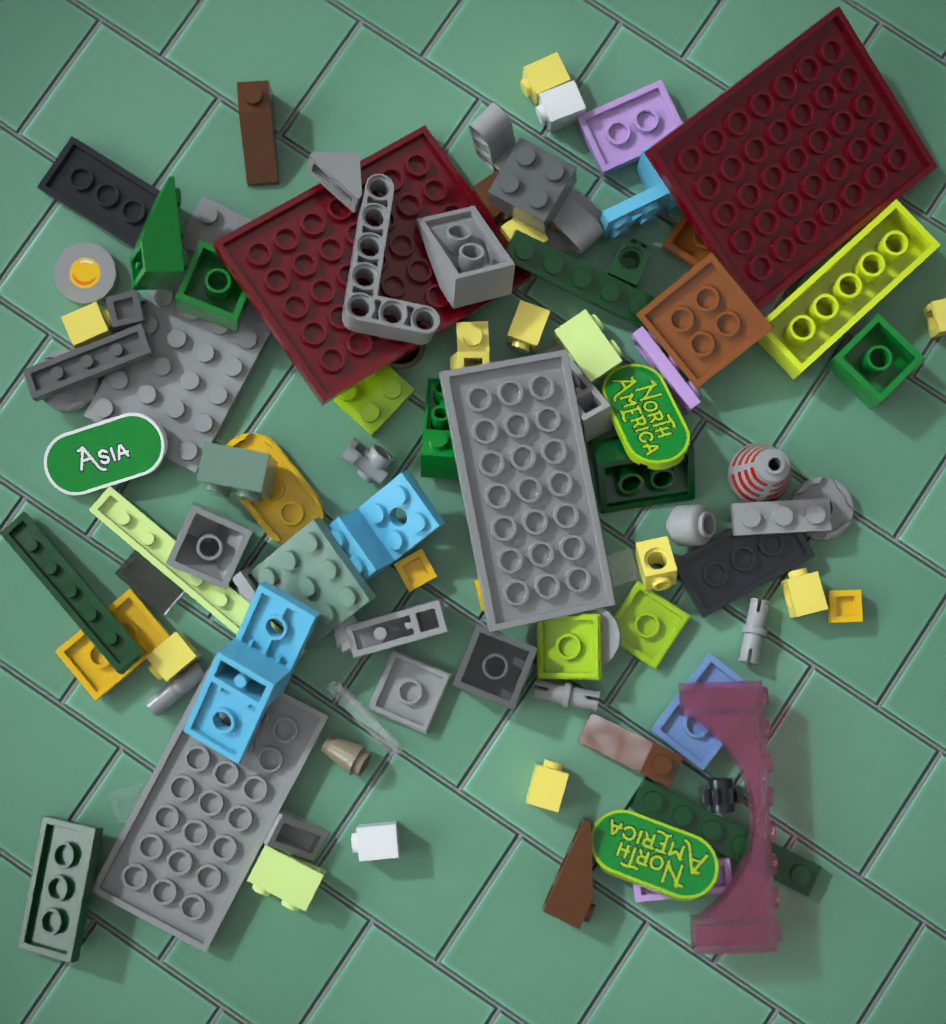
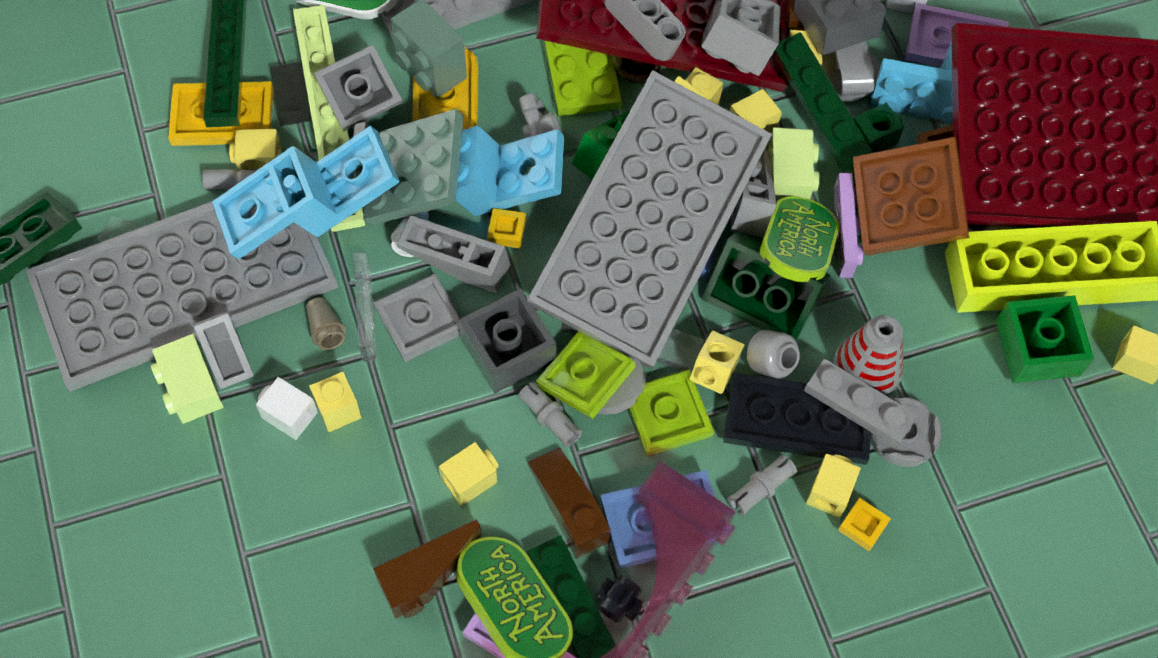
camera: 35 degrees right, 20 degrees down
(409, 809) = (335, 401): none -> light yellow brick

